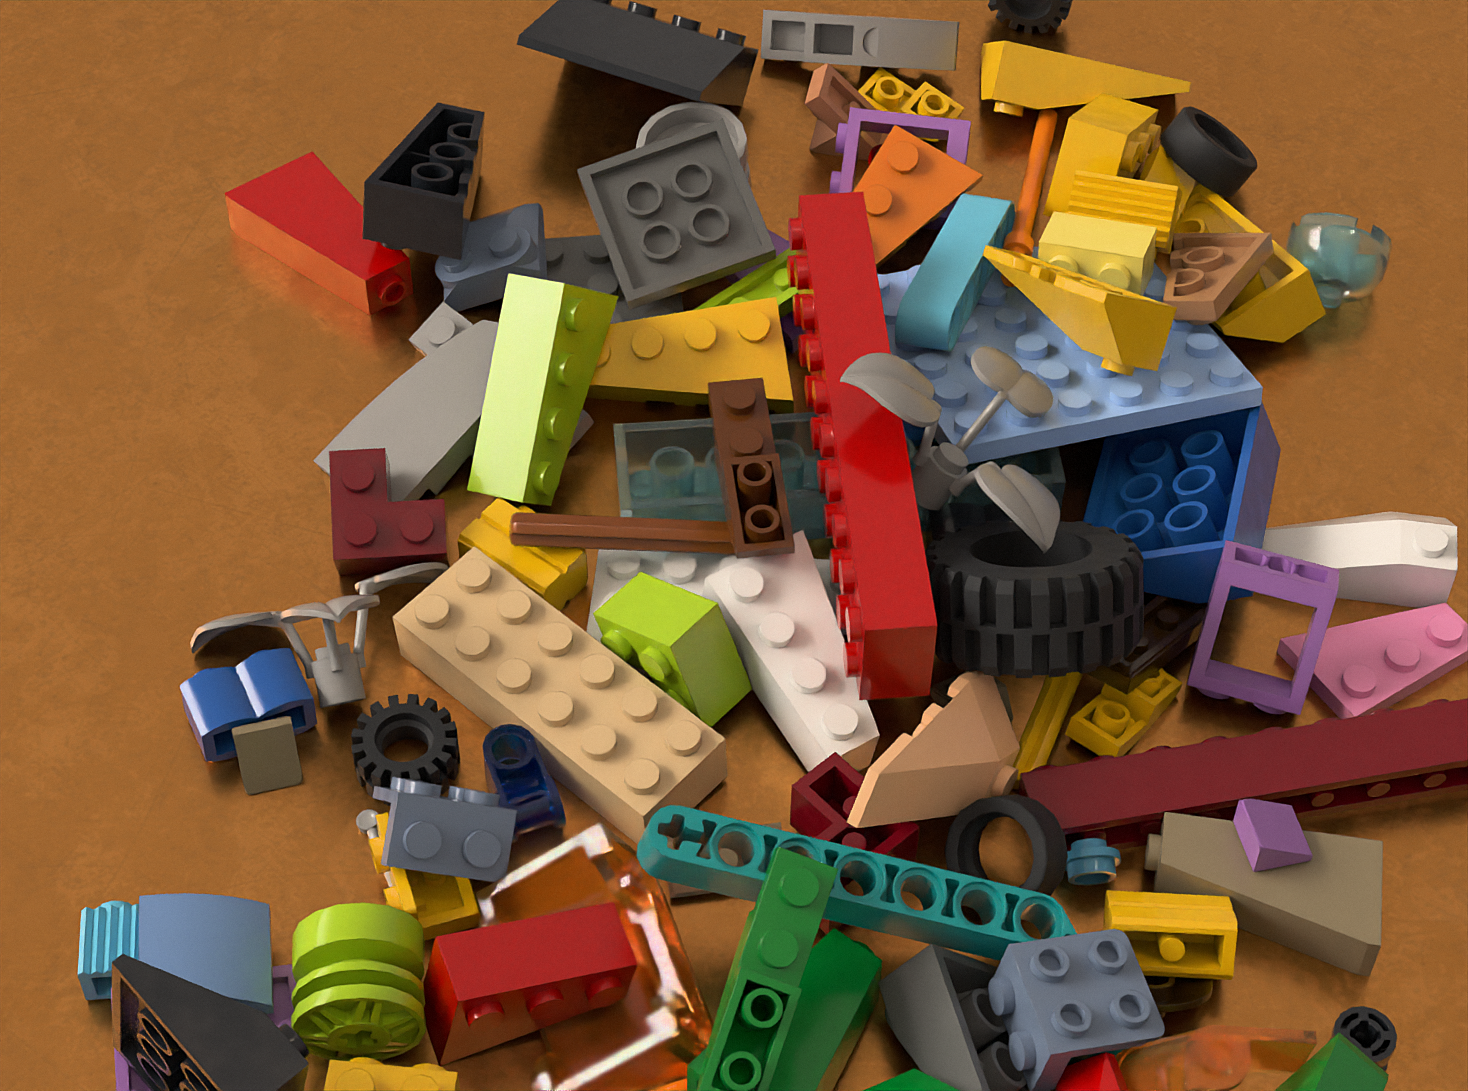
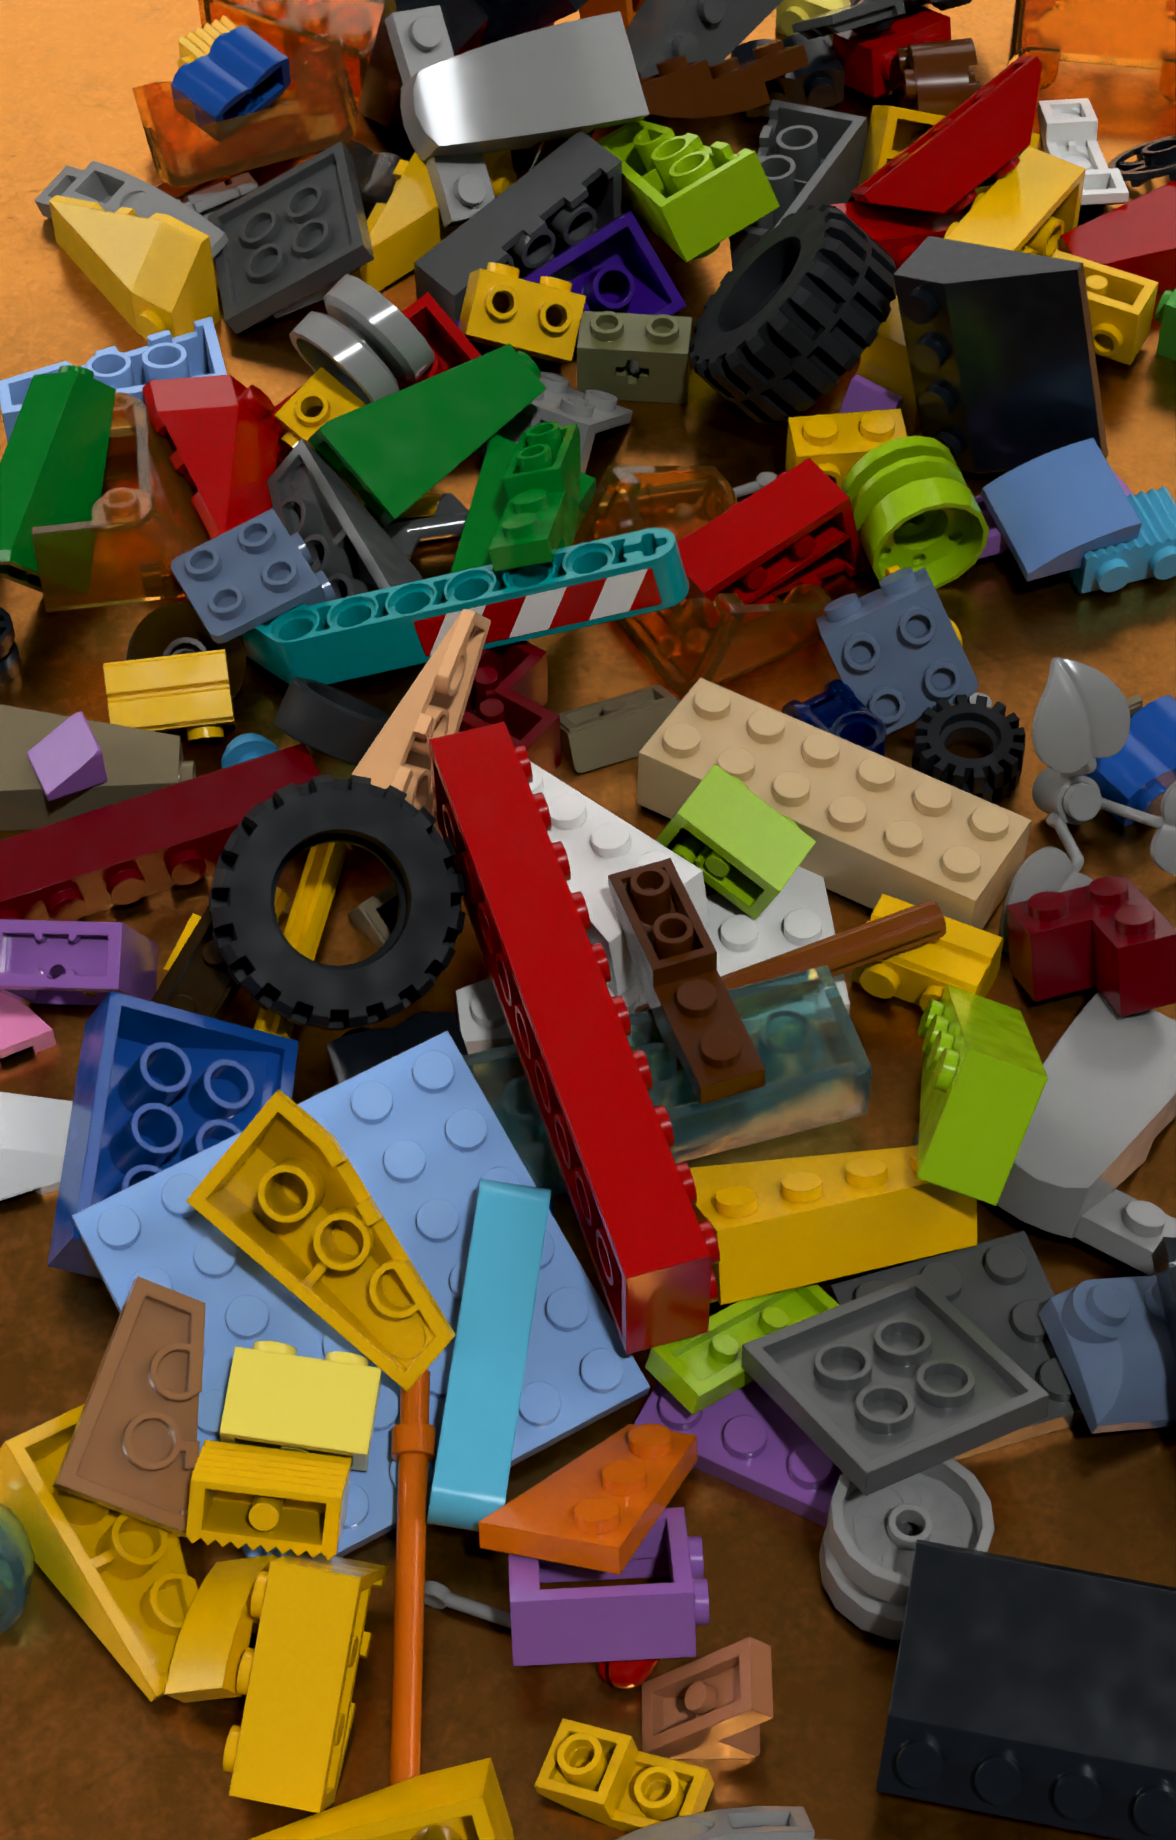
camera: 170 degrees right, 0 degrees up
(943, 467) = (516, 938): light grey plant -> none
(1208, 151) = (101, 1721): black tyre -> none

